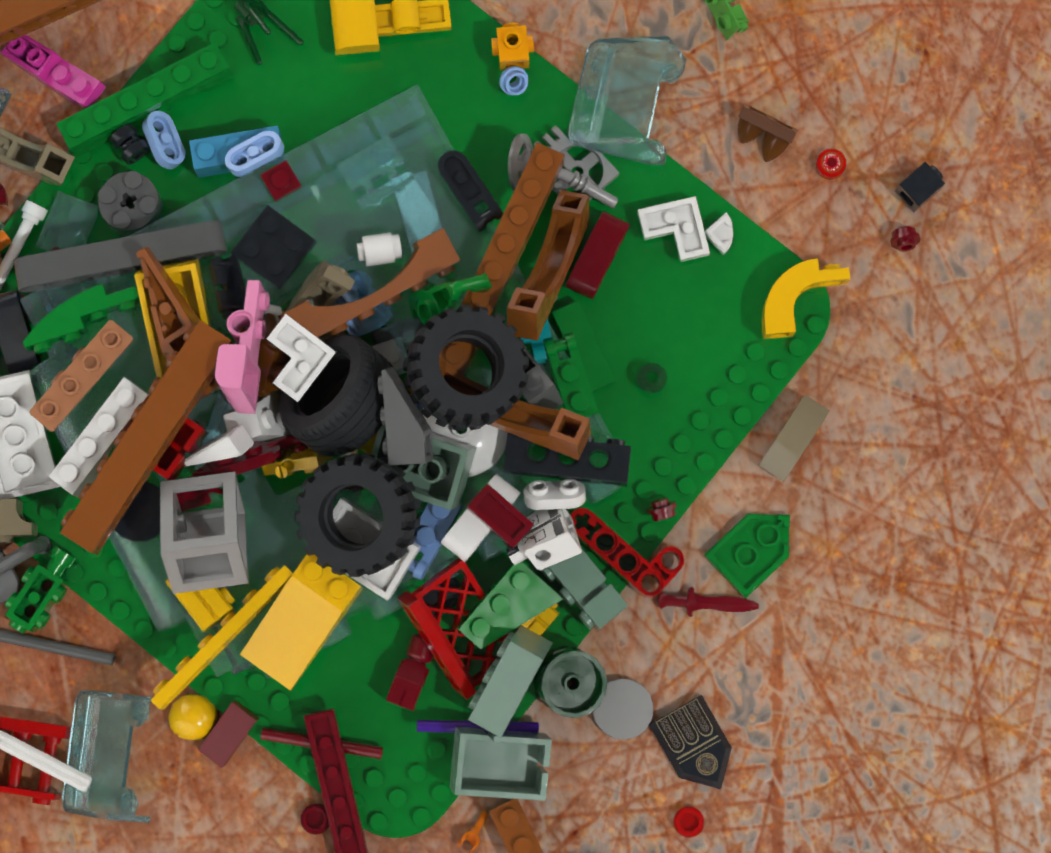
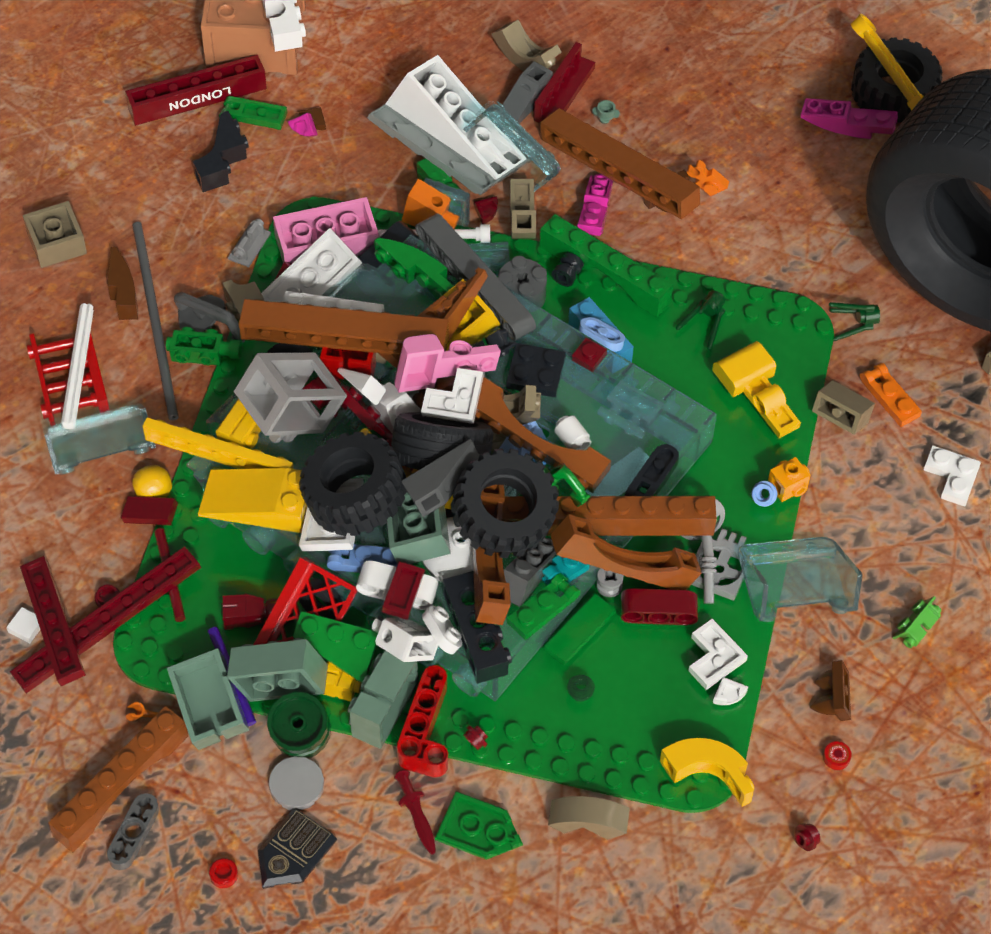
camera: 65 degrees right, 25 degrees down
(81, 375) = (371, 281): nougat bracket -> none
(163, 141) = (581, 289): light blue plate -> none
(920, 186) = (858, 829): black brick -> none

